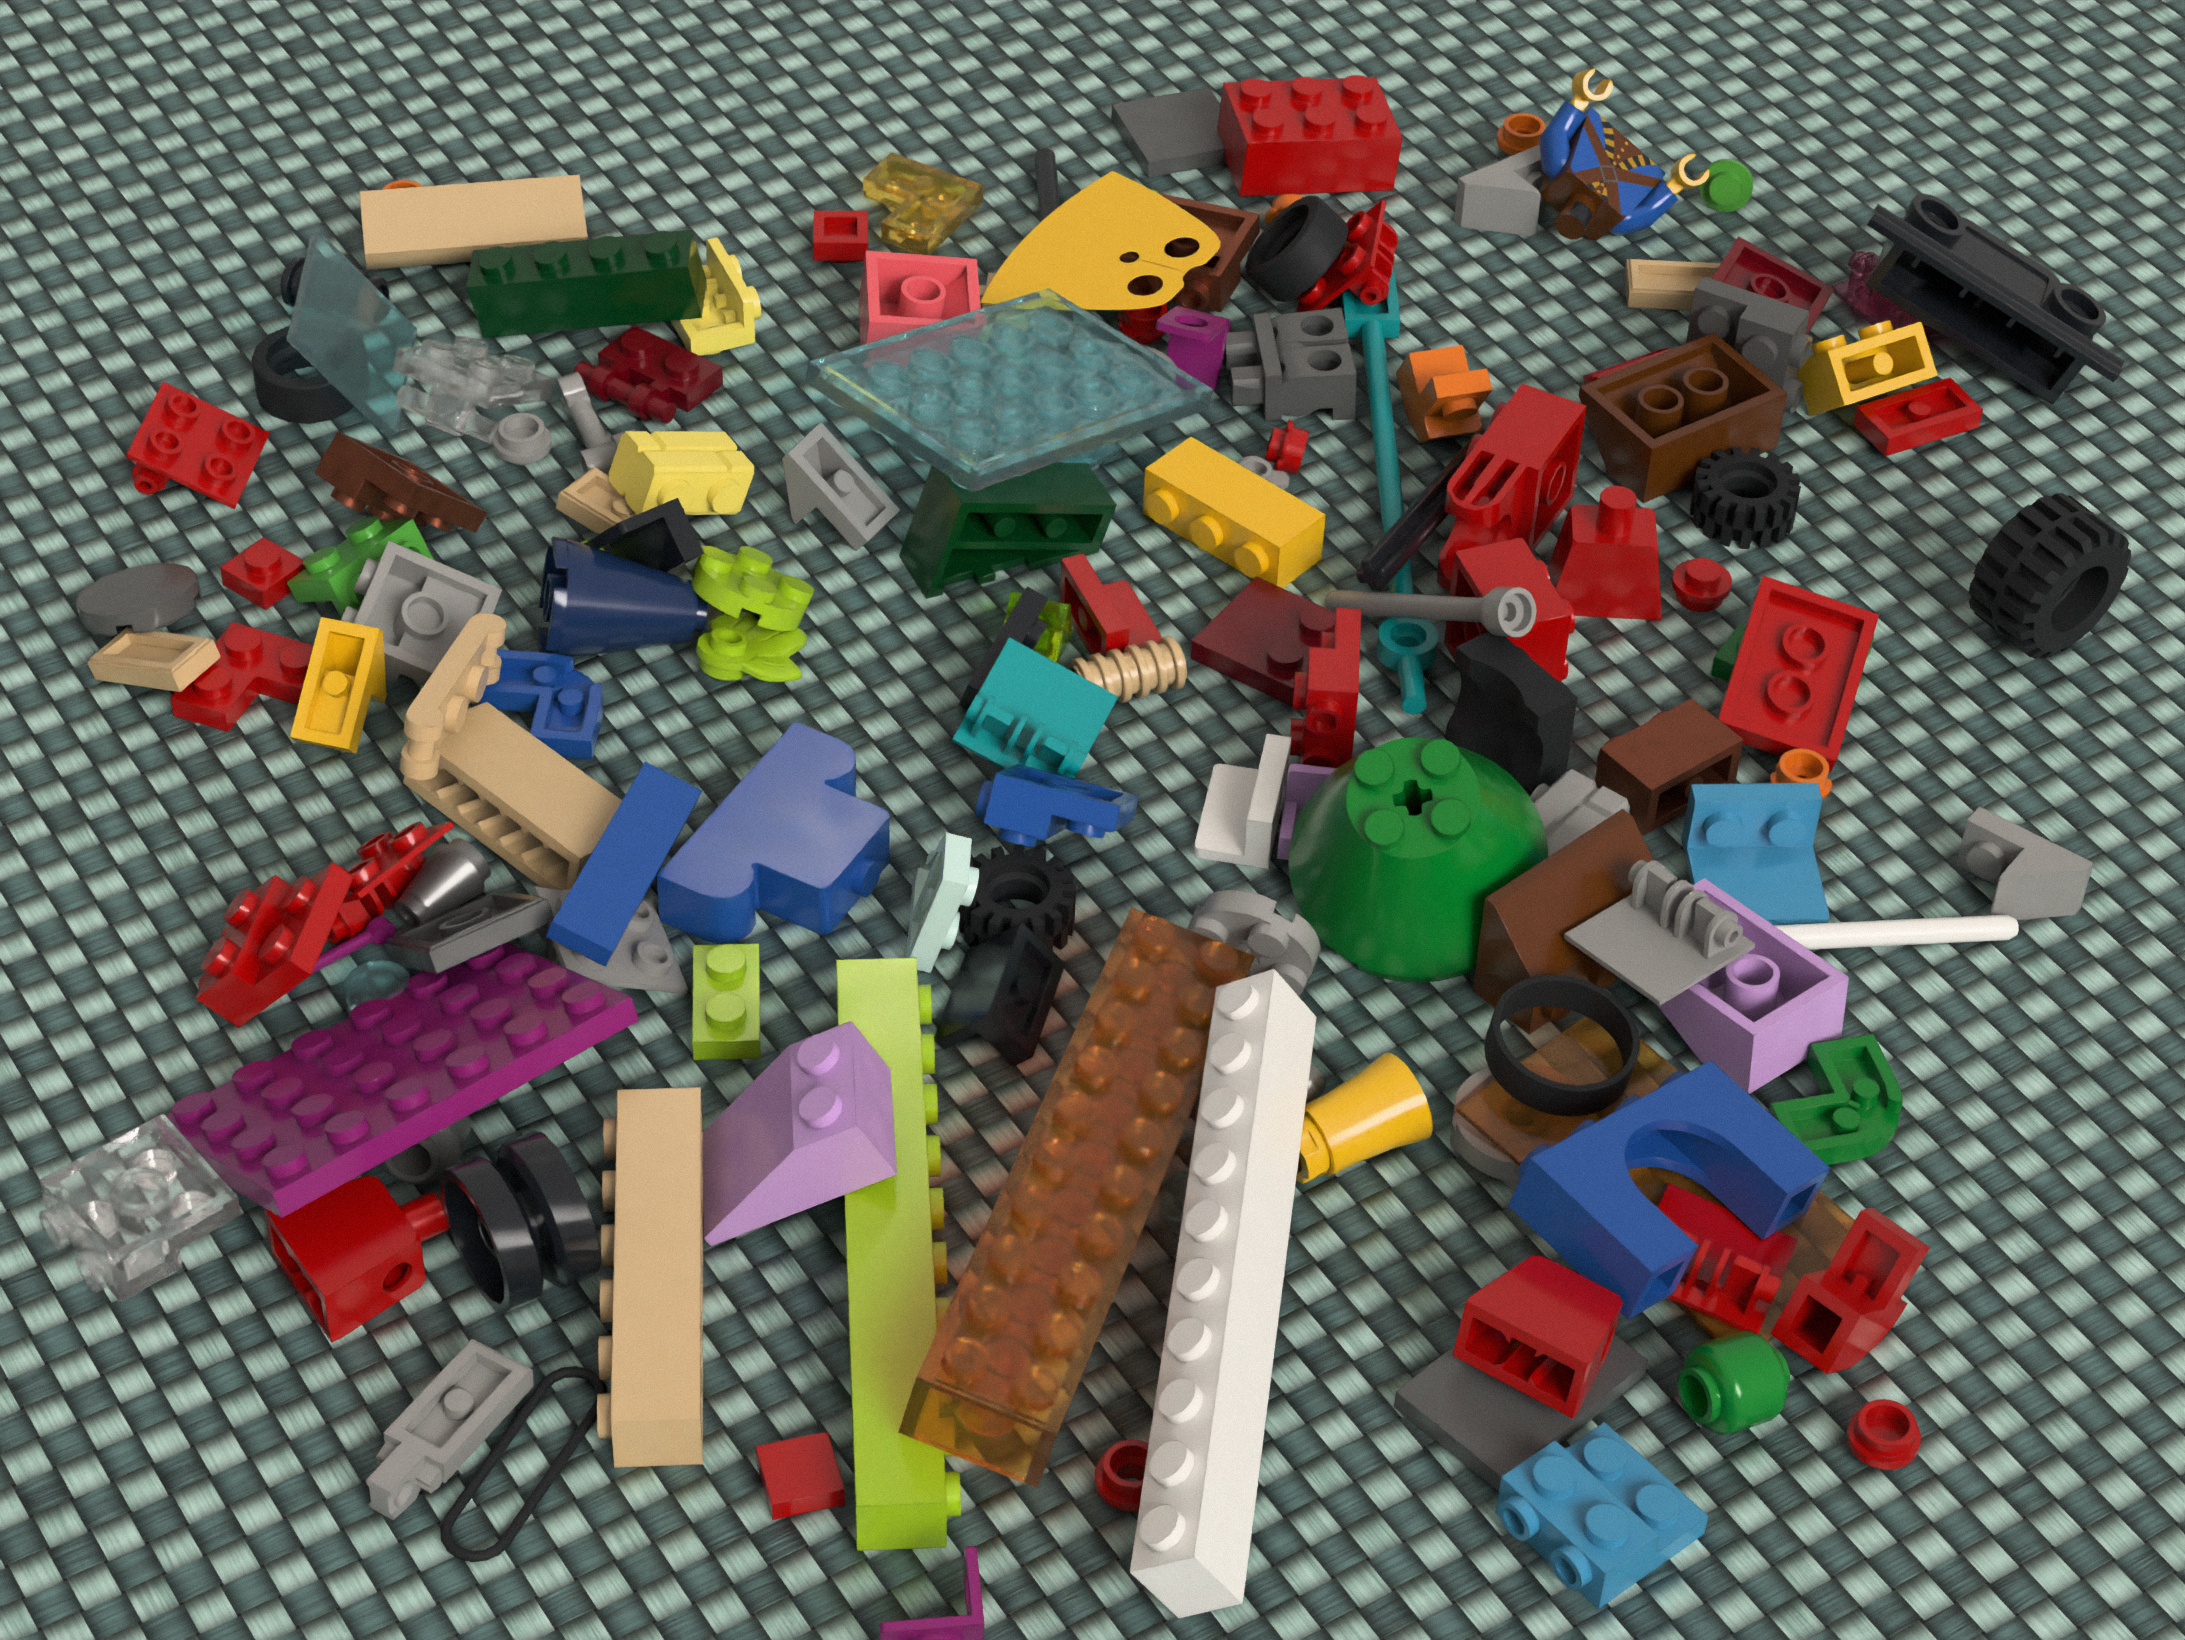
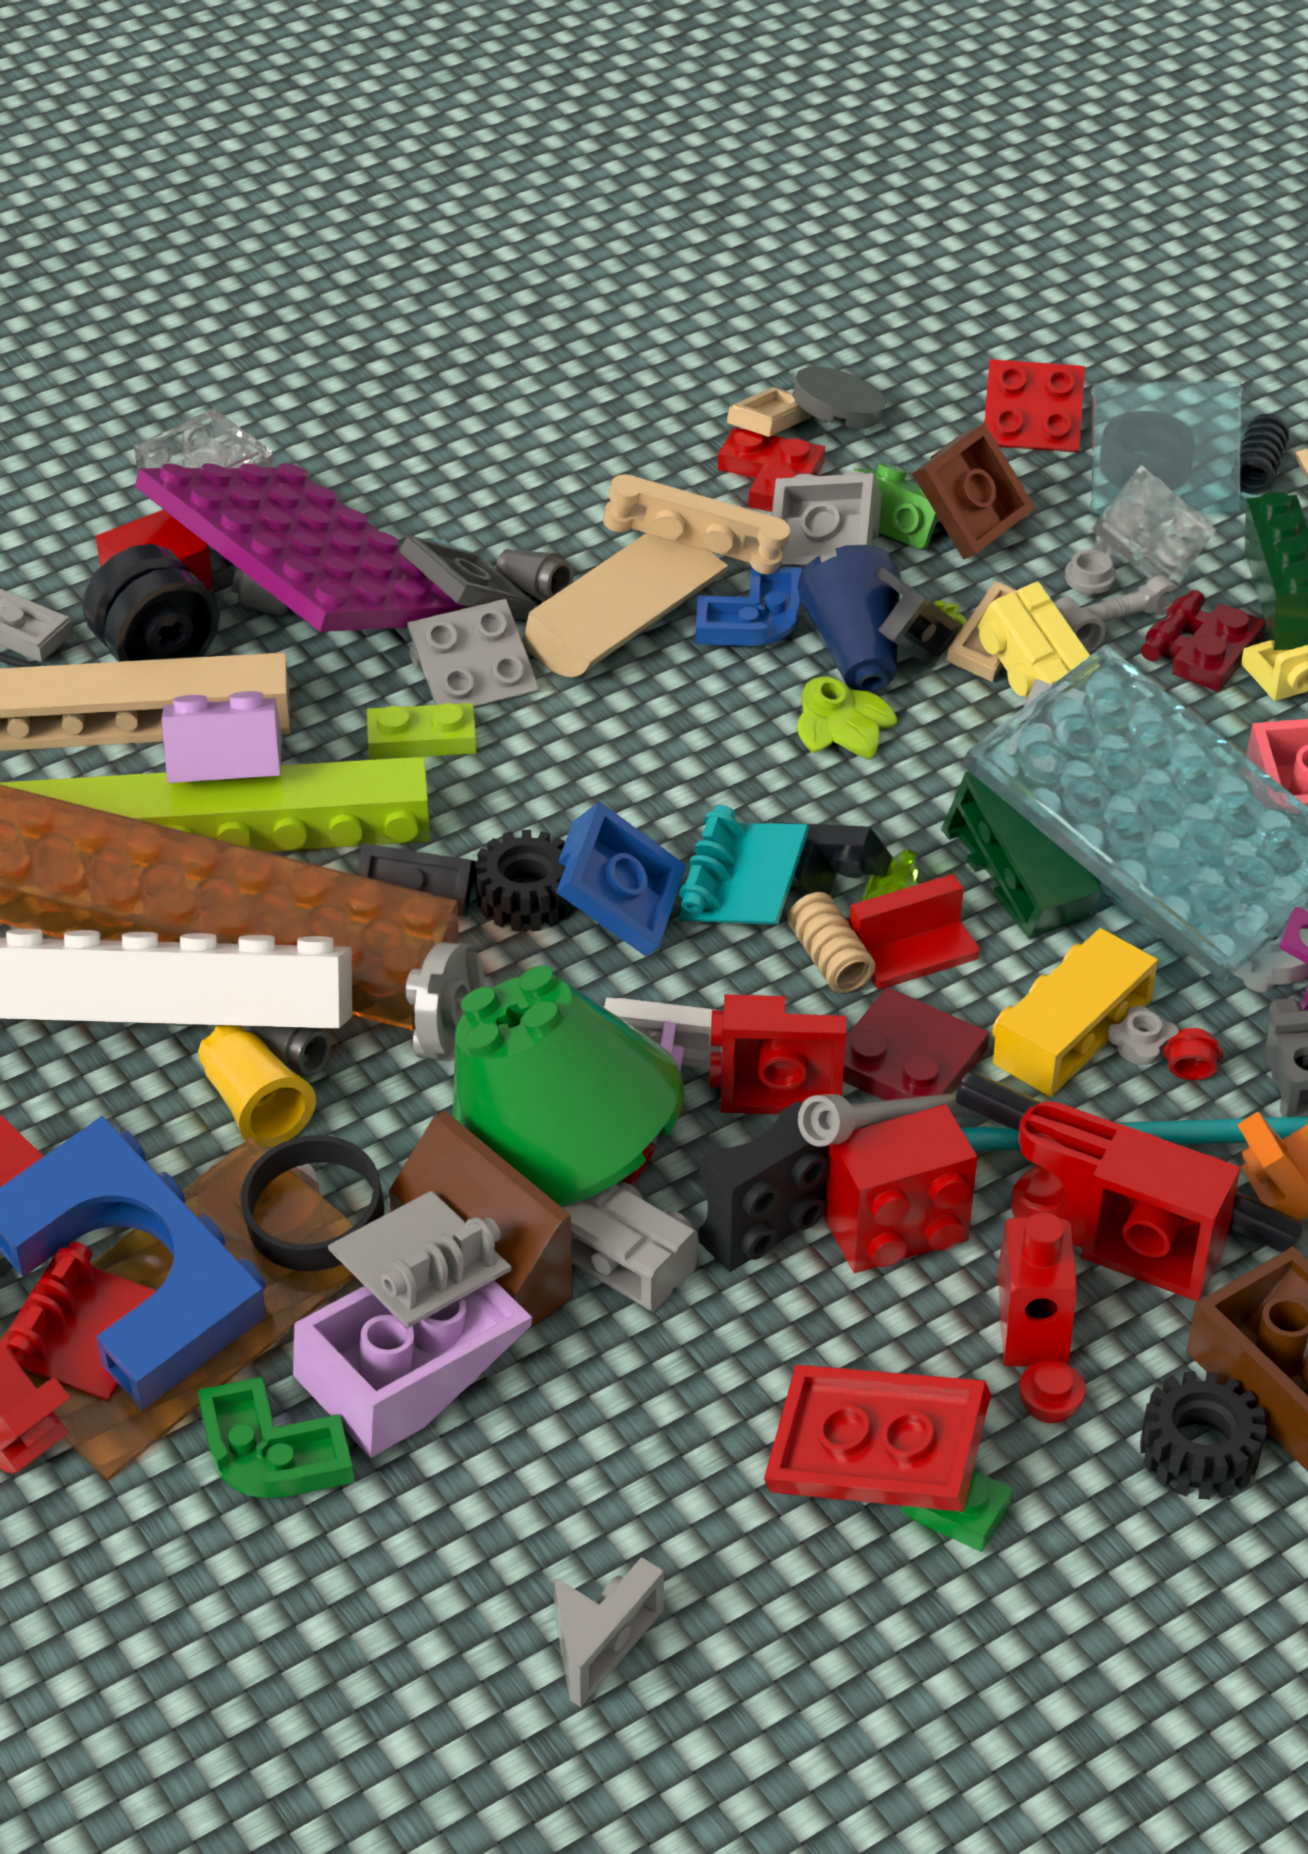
camera: 90 degrees right, 0 degrees up
(261, 572) = (899, 453): red plate -> none
(270, 942) = (445, 484): red plate -> none
(339, 684) = (747, 486): yellow slope -> none
(376, 931) = (444, 517): magenta hinge -> none
(382, 876) = (521, 528): red hinge -> none
(624, 864) = (526, 635): blue tile -> none
(750, 583) = (915, 683): lime plate -> none
(780, 844) = (590, 742): brick -> none
(937, 899) = (504, 803): light aqua wing -> none
(1663, 759) = (738, 1331): copper brick -> none
(1758, 847) = (596, 1398): dark azure bracket -> none
(1803, 767) = (742, 1439): orange plate -> none
(1903, 931) = (500, 1382): white bar -> none
(2049, 575) = (1053, 1672): black tyre -> none

